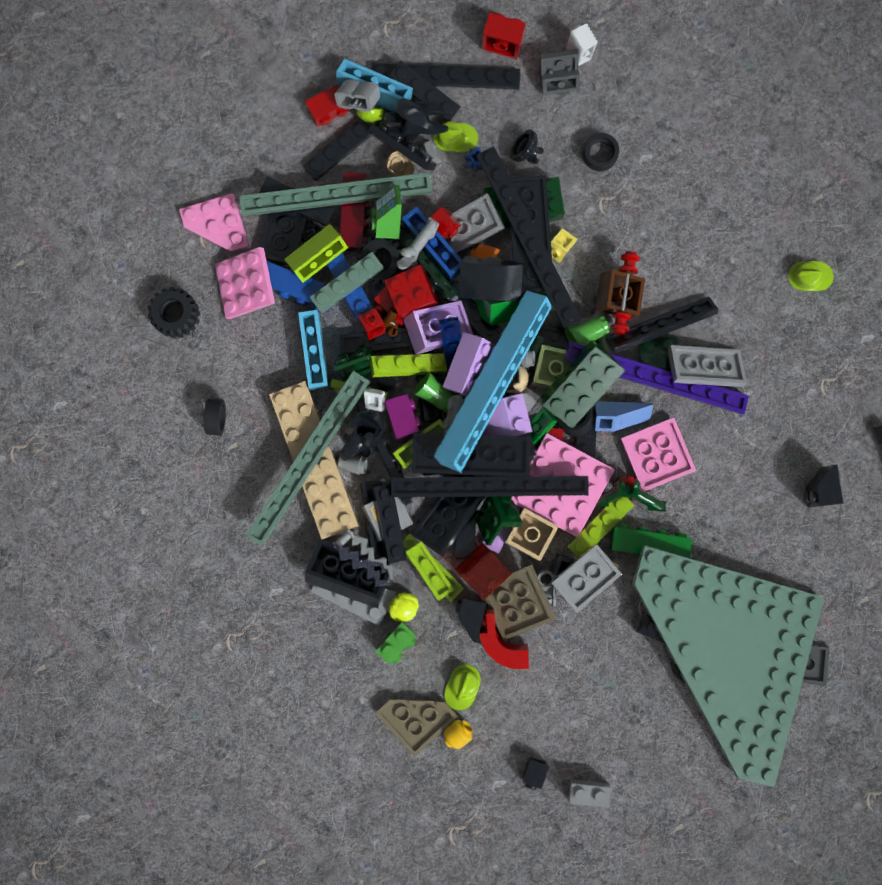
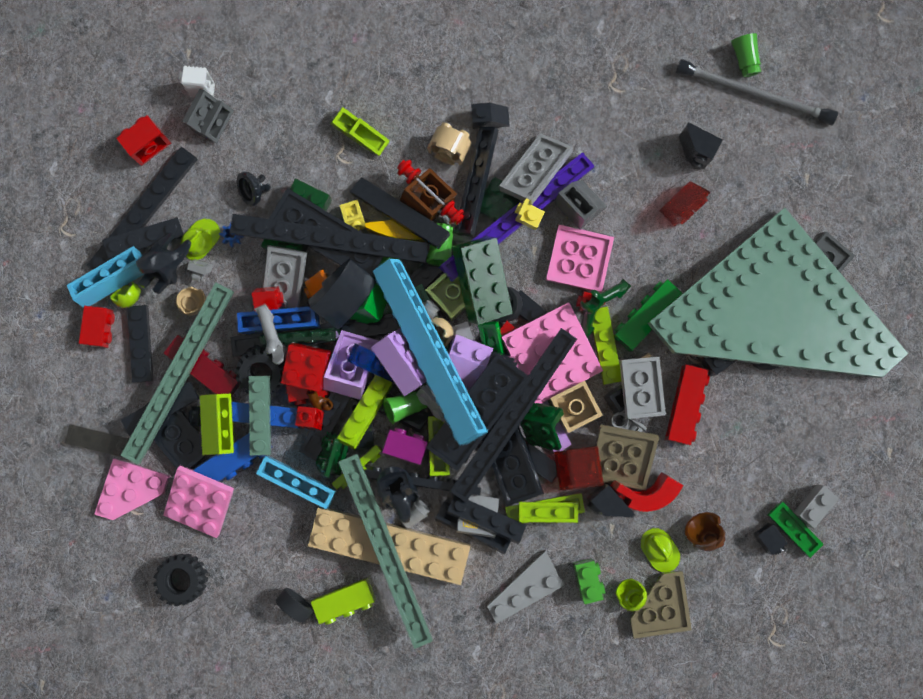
camera: 65 degrees left, 0 degrees up
(237, 169) = (96, 440): none -> clear smoke tile
(244, 455) = (343, 601): none -> lime brick
(337, 576) = (504, 582): black brick -> none
(344, 554) = (509, 559): piece -> none
(357, 95) = (106, 296): light grey brick -> none
(374, 399) = (374, 459): white plate -> none
(387, 214) = (226, 341): bright green slope -> none
(403, 607) = (562, 554): neon yellow hair -> none
(407, 149) = (182, 286): black plate -> none
(409, 686) = (631, 594): none -> lime hair
(458, 734) = (697, 581): yellow head -> none
(503, 713) = (705, 531): none -> reddish brown helmet
(557, 789) = (795, 529): none -> green plate
(575, 287) = (391, 229): none -> yellow slope
(590, 280) = (400, 213): none -> black tile
(598, 626) = (686, 405): none -> red brick
(604, 138) = (288, 119): black tyre -> none
(619, 415) = (526, 268): medium blue slope -> none
(634, 202) = (359, 131): none -> lime slope
(663, 385) = (528, 214): none -> light yellow bracket
(676, 281) = (449, 144): none -> tan brick
(704, 422) = (579, 203): none -> dark grey slope
(724, 297) = (489, 115): none -> black slope
(768, 509) = (680, 206): none -> clear red slope
(810, 276) = (519, 35): lime piece -> none

